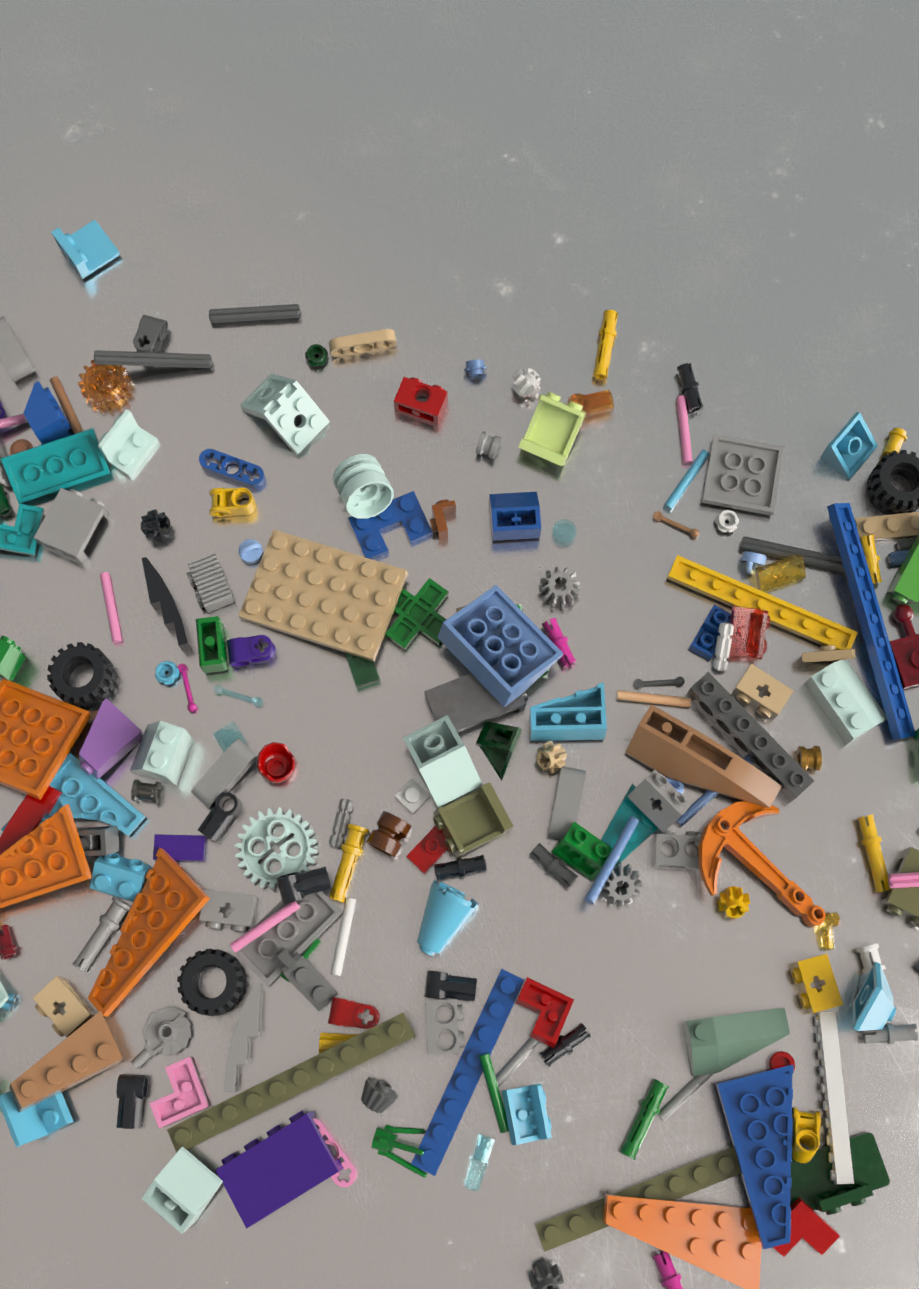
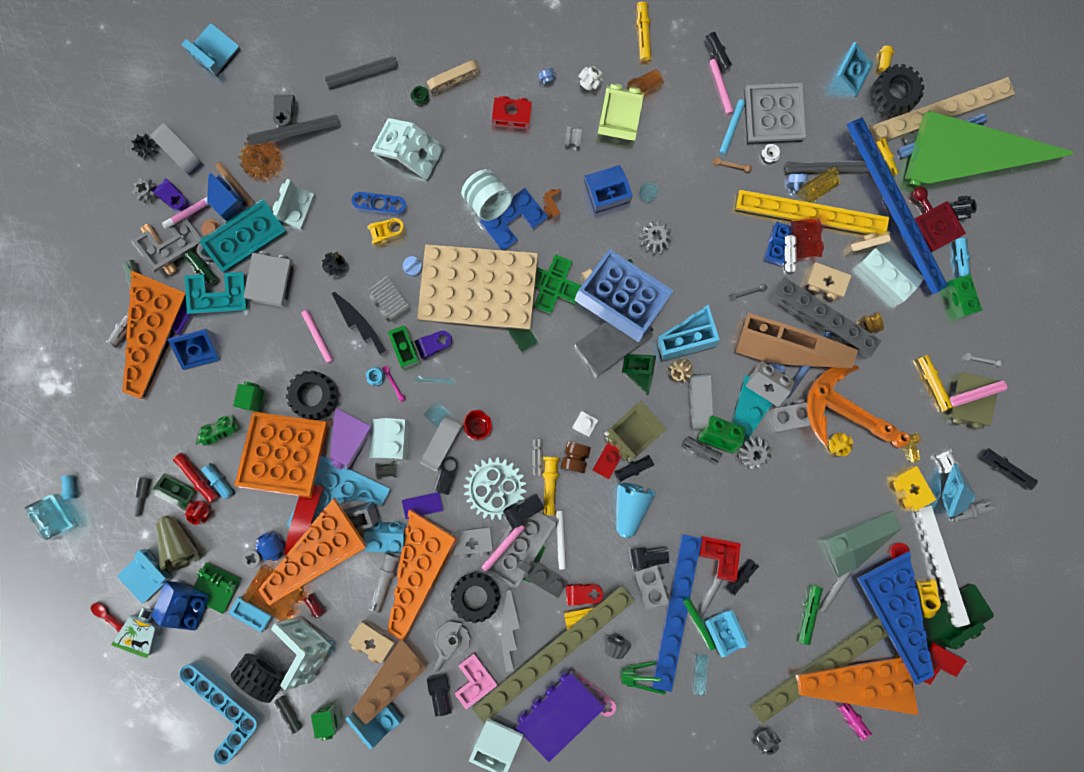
camera: 15 degrees left, 10 degrees up
(443, 761) = (602, 393): light aqua slope -> none
(560, 641) = (665, 278): dark pink pin -> none
(611, 860) = (746, 437): medium blue bar -> none
(654, 698) = (747, 305): light nougat bar -> none

